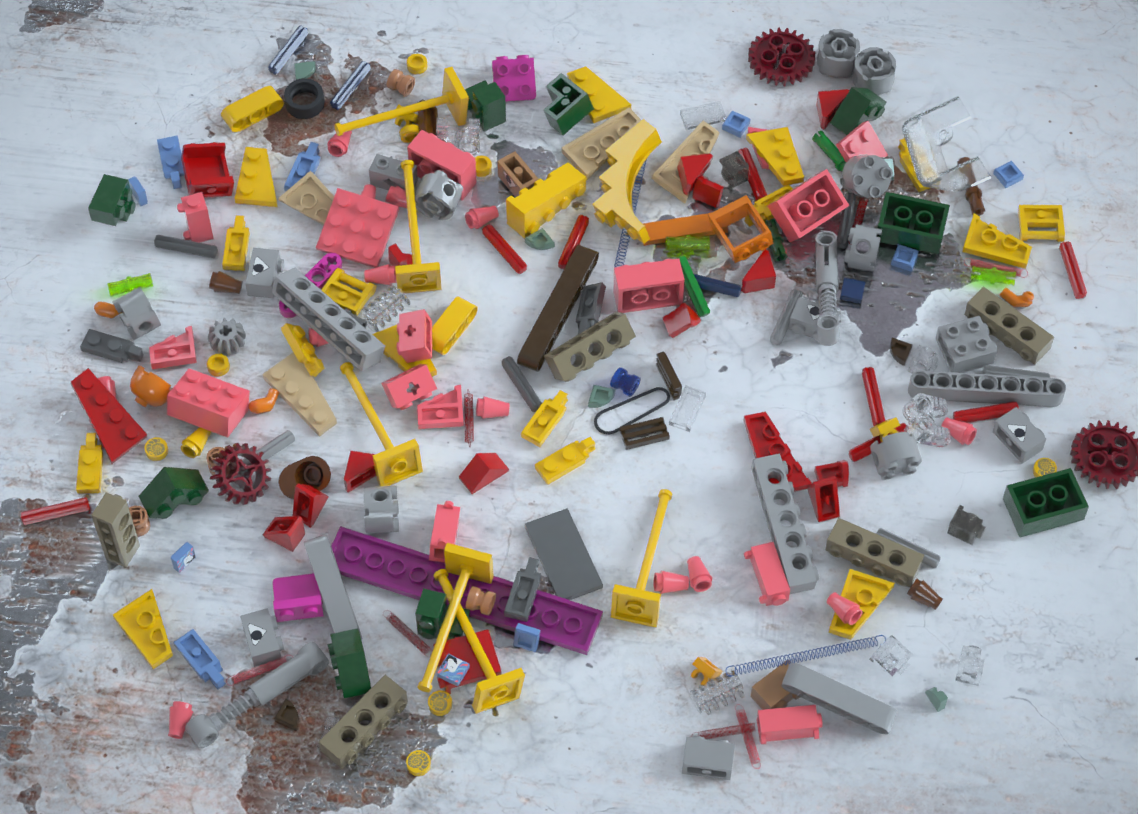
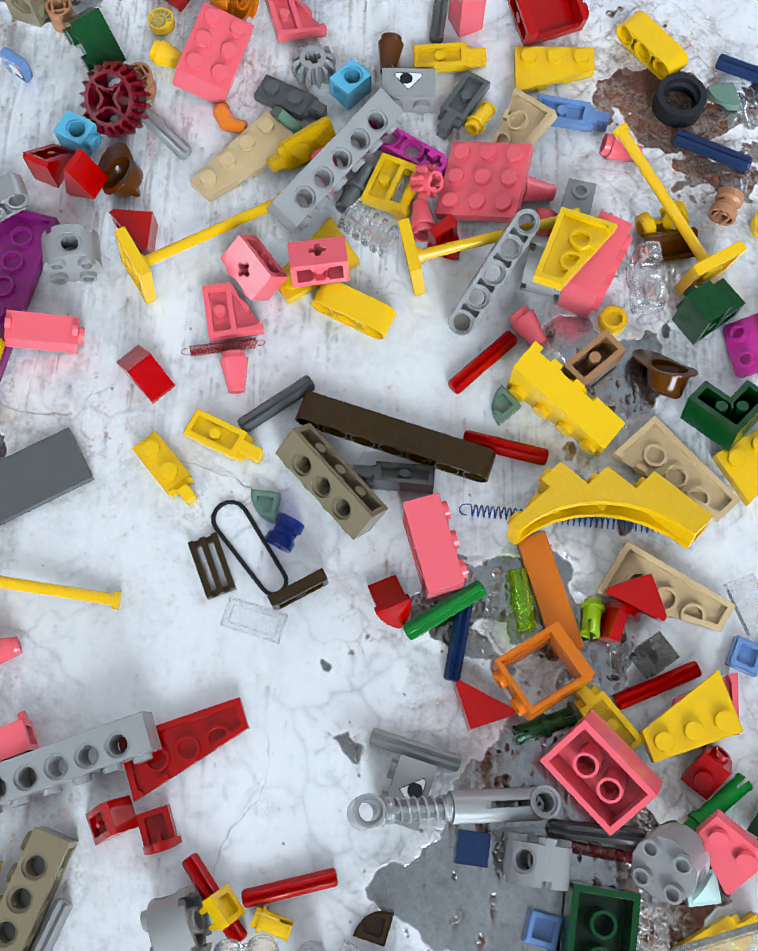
camera: 85 degrees right, 15 degrees up
(218, 365) = (279, 65): yellow tile -> none
(250, 319) = (350, 84): none -> medium azure brick
(253, 358) = (292, 99): none -> dark grey hinge
(260, 518) = (71, 127): none -> medium azure brick
(272, 360) = (286, 119): none -> sand green tile
(281, 239) = (461, 103): none -> dark grey hinge
(300, 231) = (476, 123): none -> yellow pin
(352, 265) = (426, 181): none -> coral gear
(437, 166) = (571, 246): none -> yellow wing
(442, 224) = (505, 264): none -> light grey beam
(531, 137) = (664, 374): none -> reddish brown piece
(701, 203) = (591, 620): none -> lime pin
(811, 153) = (708, 770): none -> red bracket
(896, 406) = (271, 923): none -> yellow pin

